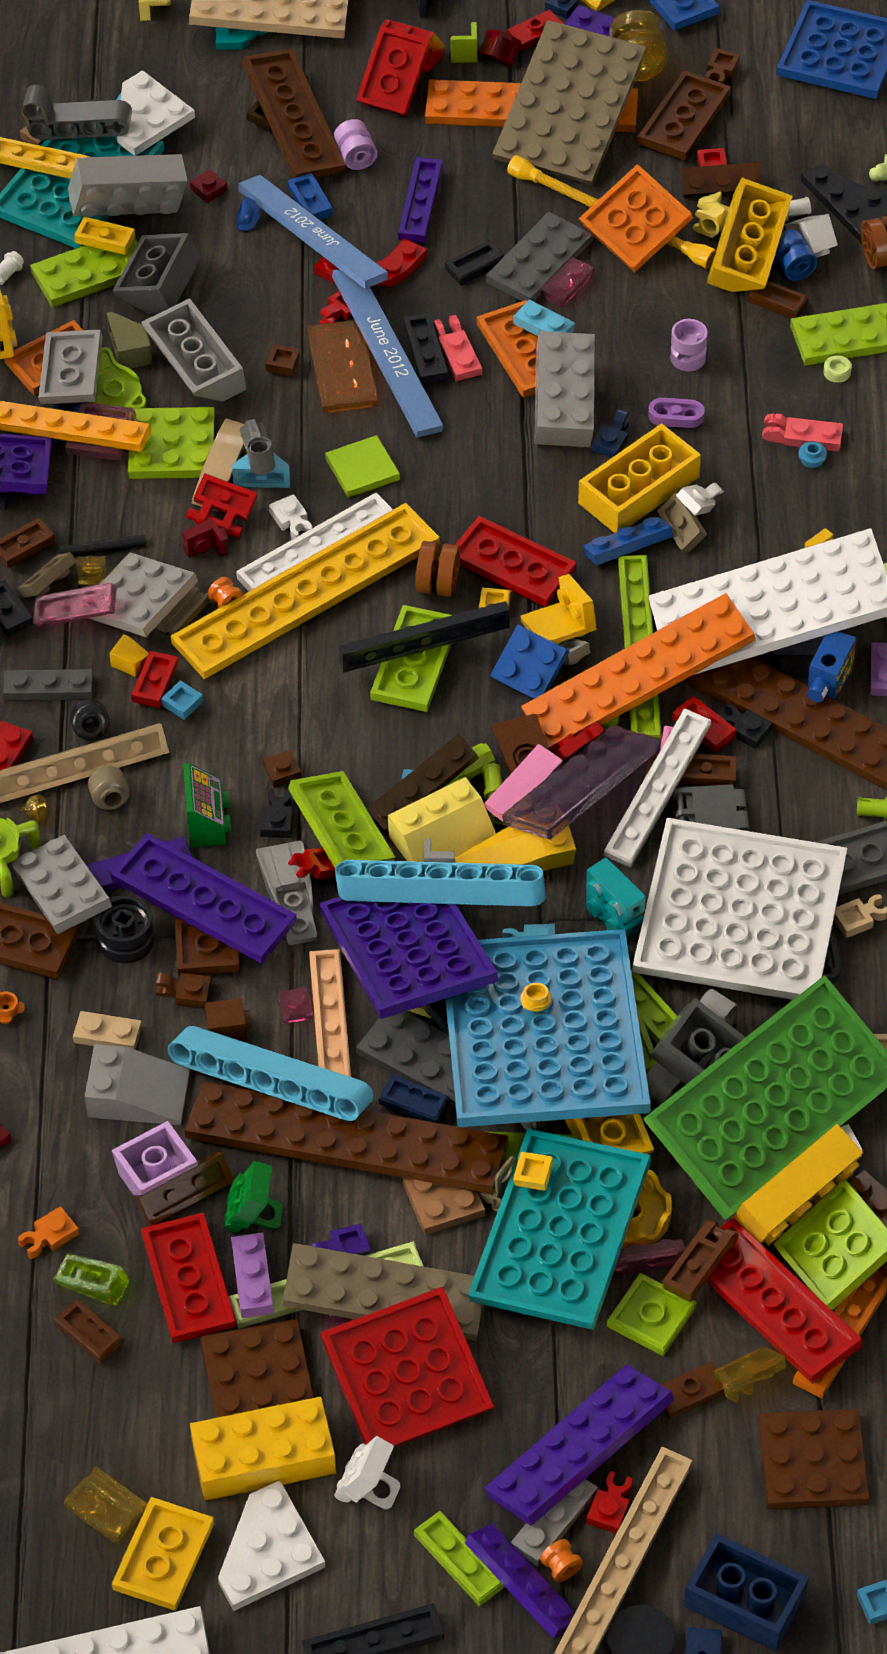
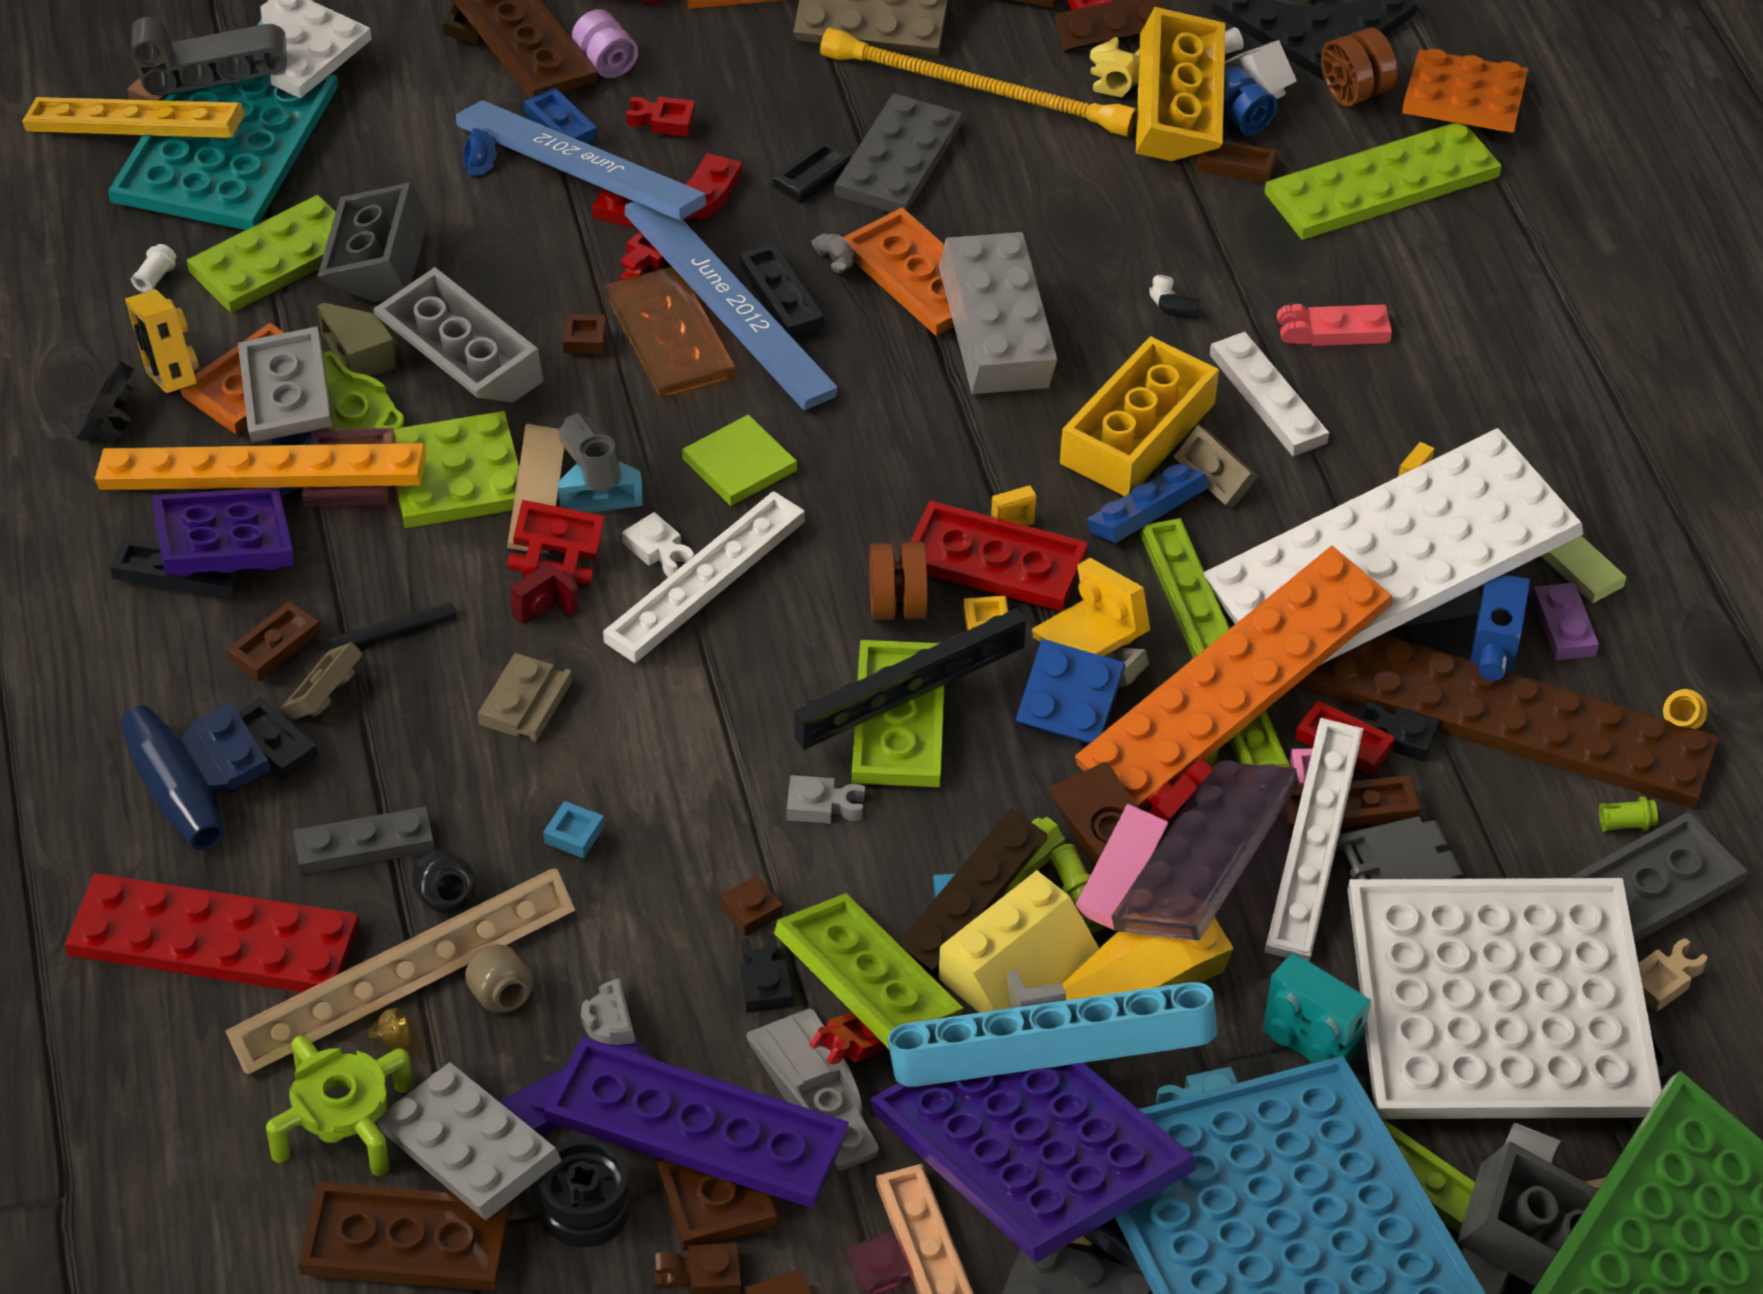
camera: 15 degrees left, 5 degrees down
(75, 604) = (378, 716): clear pink plate -> none
(91, 569) = (387, 663): clear yellow plate -> none
(104, 235) = (287, 204): yellow plate -> none
(127, 185) = (304, 132): light grey brick -> none
(128, 656) = (475, 779): yellow slope -> none
(145, 593) = (466, 687): light grey plate -> none
(154, 679) = (524, 806): red plate -> none
(171, 822) = (607, 1016): none -> light grey plate
(205, 808) = (656, 984): green slope -> none
(208, 186) = (412, 125): dark red plate -> none
(223, 591) = (596, 667): orange wheel -> none
(303, 591) = (705, 646): yellow plate -> none
(345, 706) = (817, 799): none -> light grey plate
(385, 206) = (665, 116): none -> red plate
(420, 200) = (714, 102): dark purple plate -> none
(457, 350) = (826, 286): coral hinge -> none
(470, 324) = (837, 249): none -> light grey plate
(535, 529) = (1015, 506): none -> yellow tile
(536, 997) = (1260, 1184): yellow plate -> none
(538, 318) = (930, 228): medium azure plate -> none
(567, 282) = (946, 178): clear pink plate -> none
(612, 438) = (1076, 371): dark blue plate -> none
(636, 218) = (1018, 83): orange plate -> none
(676, 412) = (1161, 321): medium lavender plate -> none
(688, 345) = (1144, 233): lavender wheel -> none
(690, 391) = (1169, 301): none -> black arm
(699, 499) = (1231, 428): white plate -> none
(739, 475) = (1269, 394): none -> white plate
(812, 454) = (1358, 351): dark azure plate -> none
(837, 369) = (1349, 237): yellowish green tile -> none

